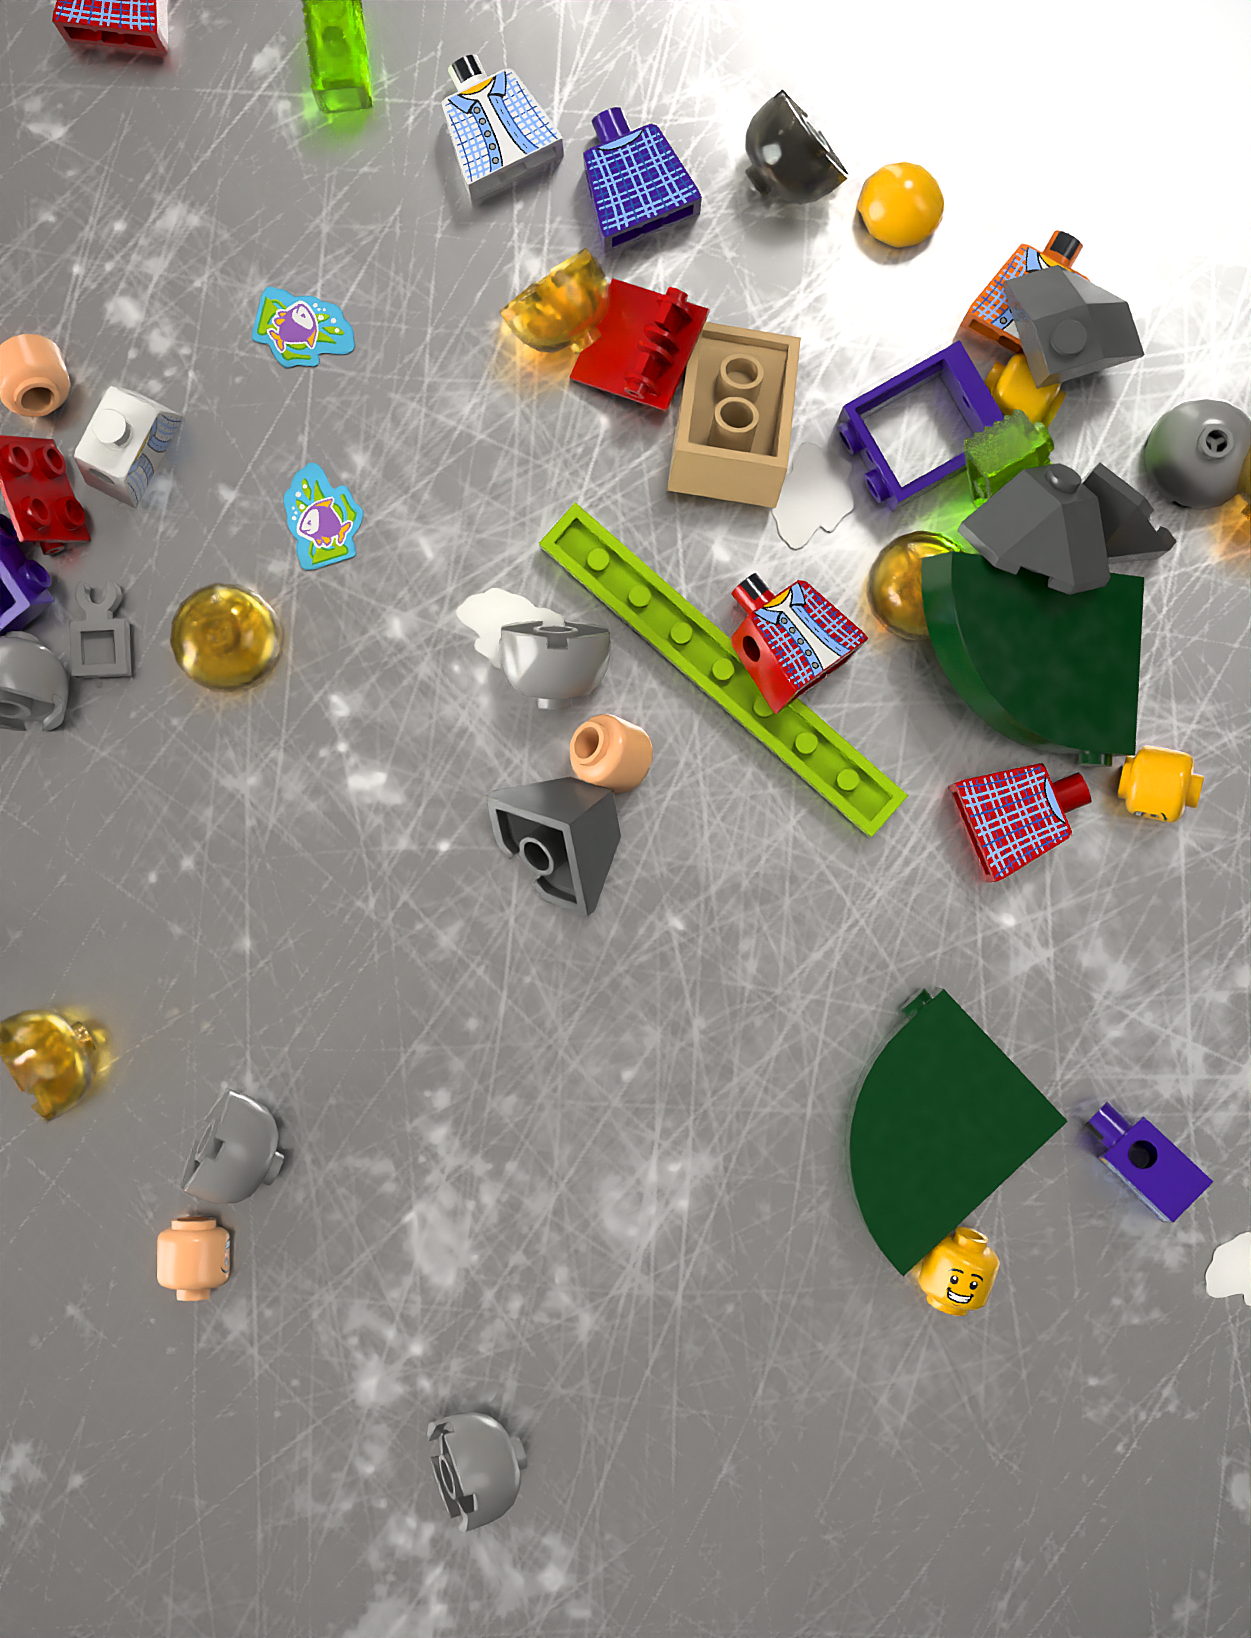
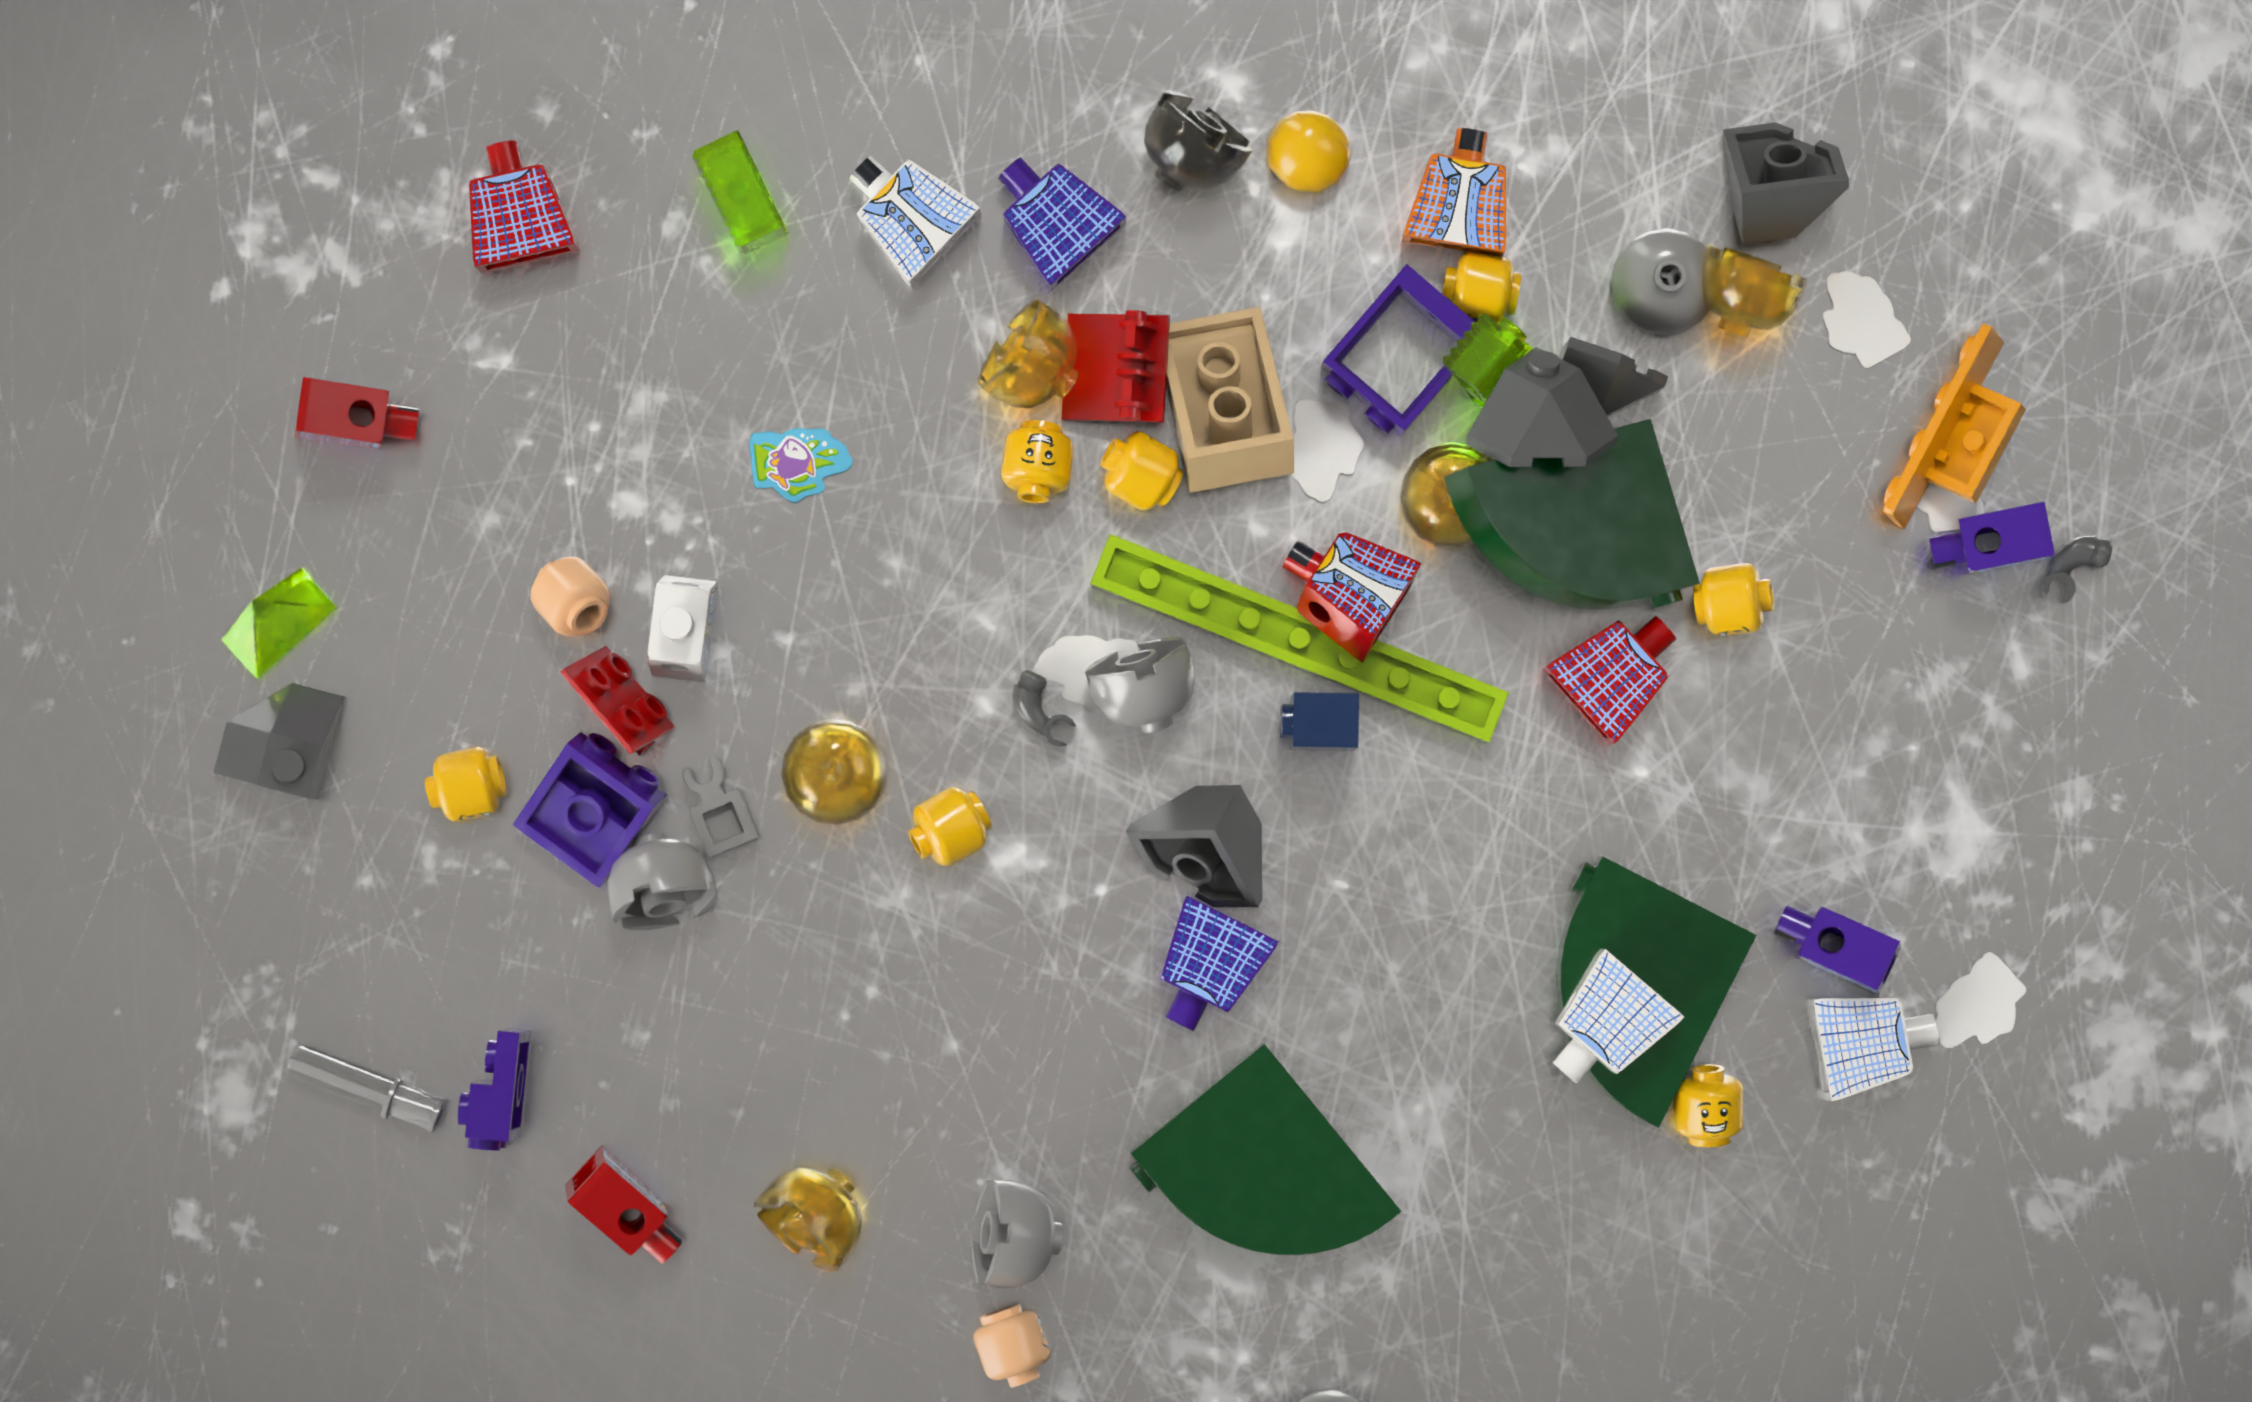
camera: 25 degrees left, 0 degrees up
(316, 730) = (949, 826): none -> yellow head
(321, 518) = (879, 630): sticker -> none
(437, 644) = (1029, 706): none -> dark grey arm
(501, 1172) = (1262, 1166): none -> dark green brick
(522, 952) = (1211, 961): none -> dark purple torso
(530, 406) = (1037, 461): none -> yellow head
(611, 753) = (1226, 751): light nougat head -> none
(628, 452) = (1141, 470): none -> yellow head
(714, 756) = (1321, 721): none -> dark blue brick
(896, 1153) = (1611, 1018): none -> white torso
(1070, 325) = (1501, 215): dark grey slope -> none
(1134, 1264) = (1865, 1042): none -> white torso

